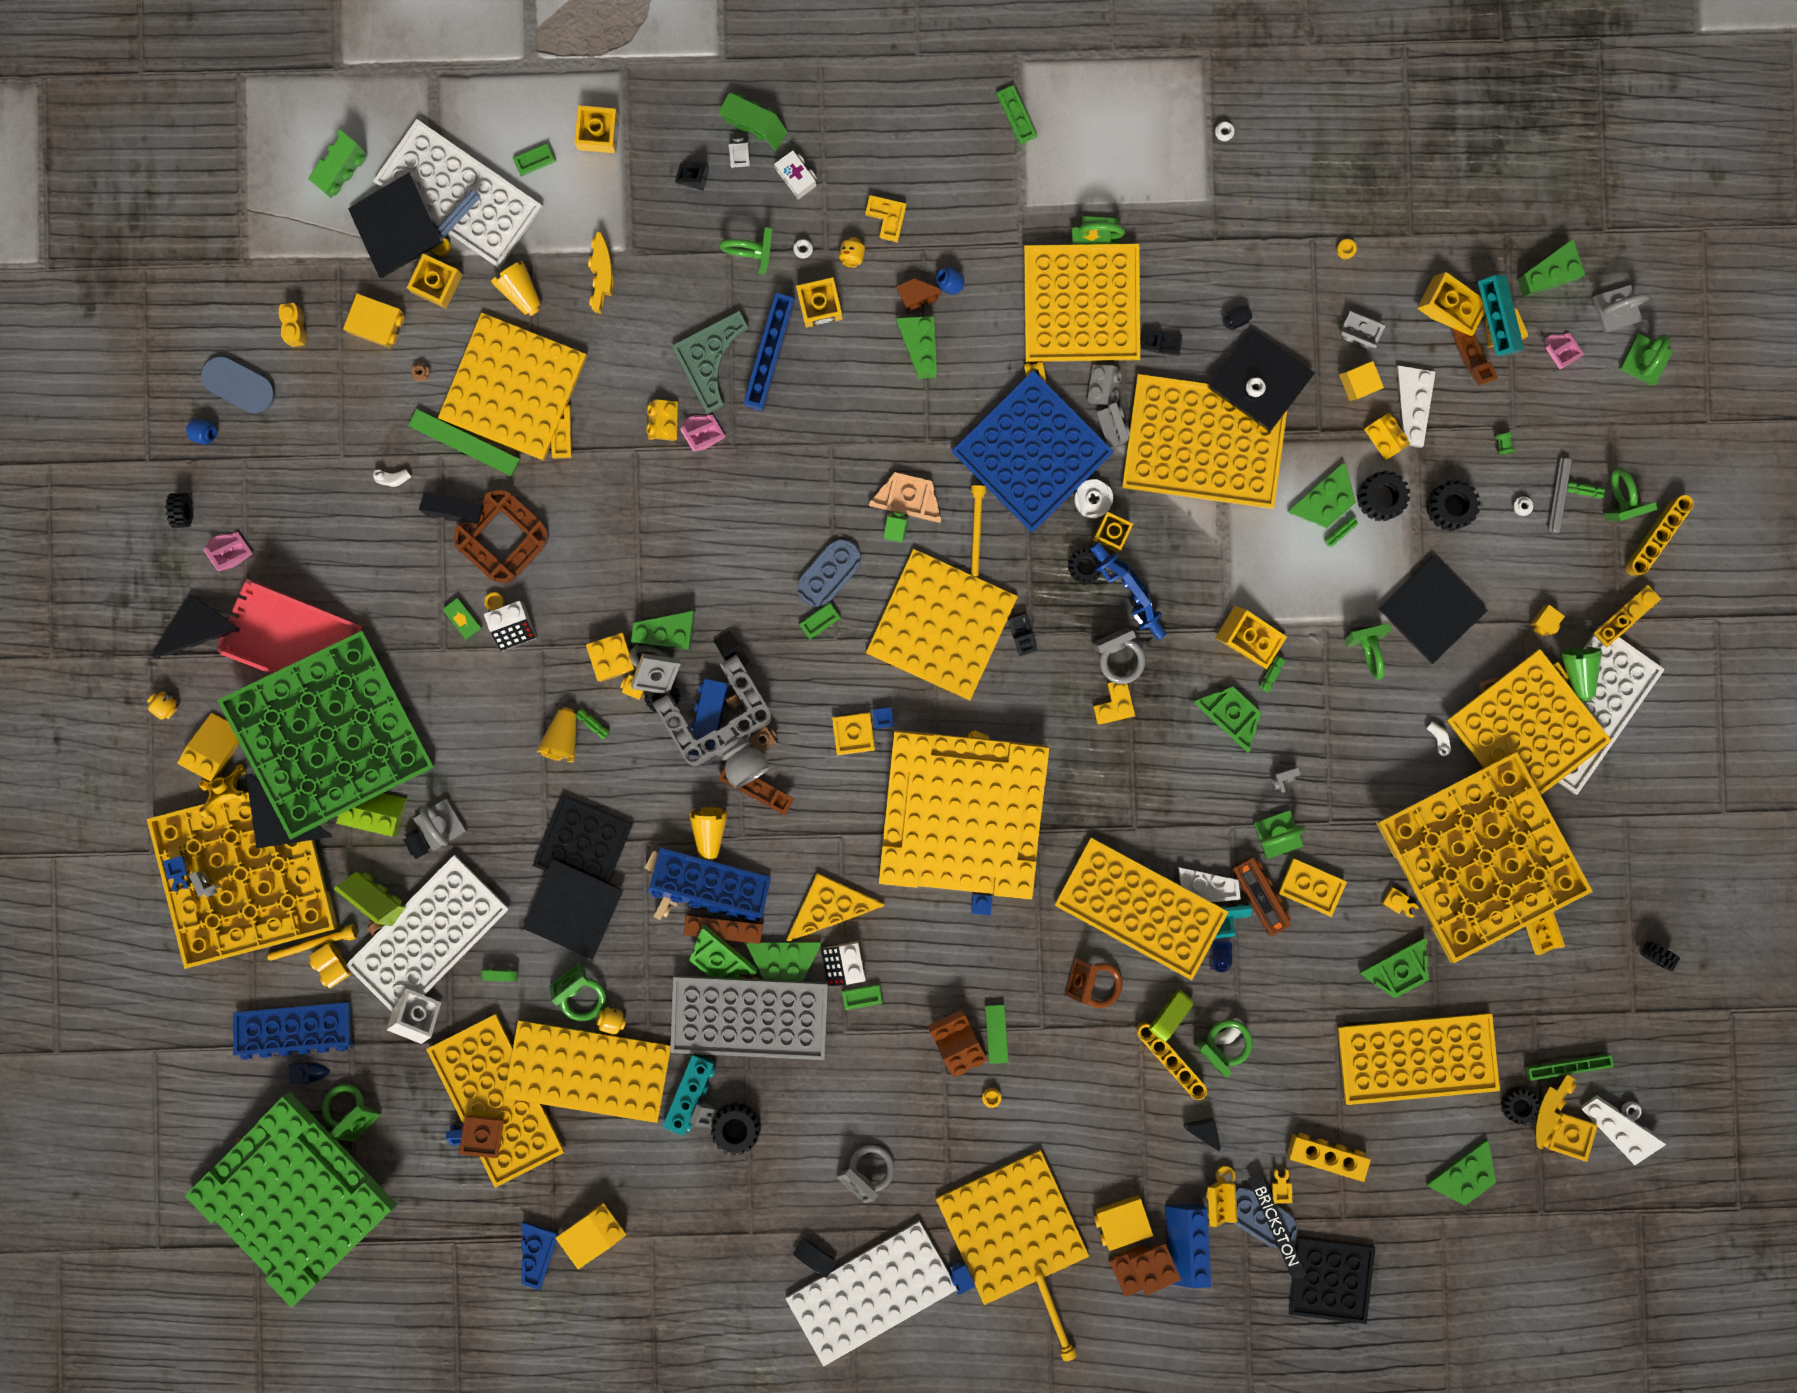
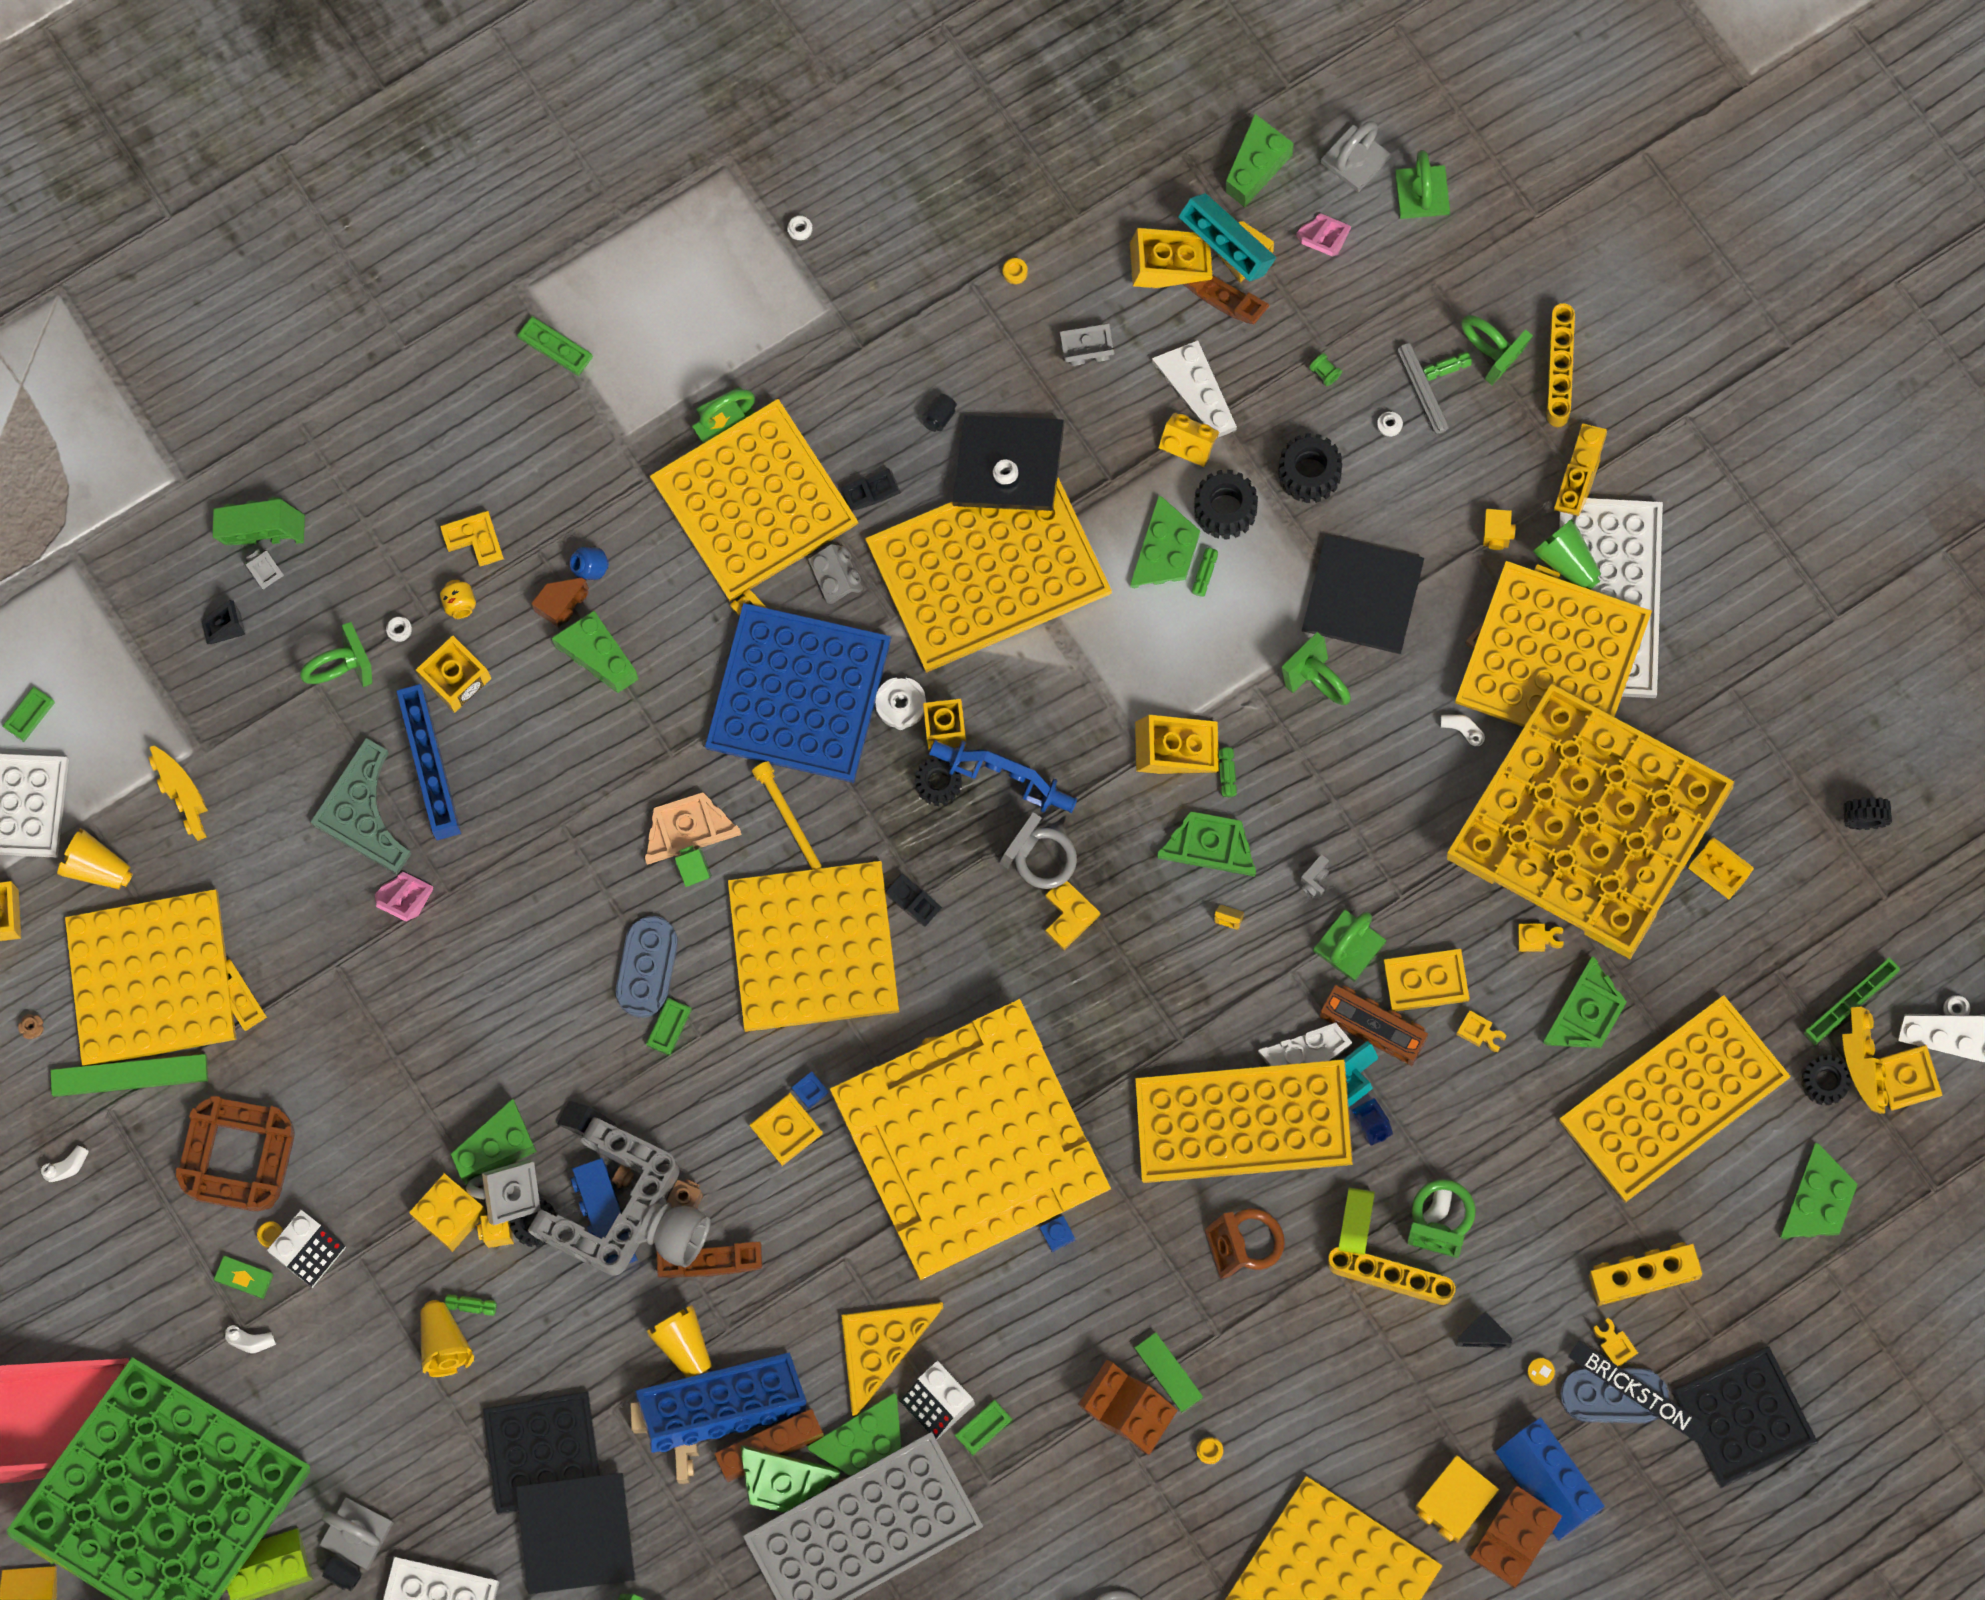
camera: 25 degrees left, 15 degrees down
(440, 661) = (248, 1342): none -> white arm
(450, 508) = (157, 1156): black slope -> none
(596, 129) = (83, 637): yellow brick -> none
(662, 420) = (348, 911): yellow bracket -> none
(795, 174) = (342, 553): white brick -> none
(1112, 425) = (872, 610): light grey bracket -> none
(1214, 768) = (1228, 917): none -> yellow slope
(1221, 1203) = (1555, 1402): yellow bracket -> none
(1323, 939) = (1477, 1029): none -> yellow plate
(1361, 381) = (1120, 397): yellow head -> none

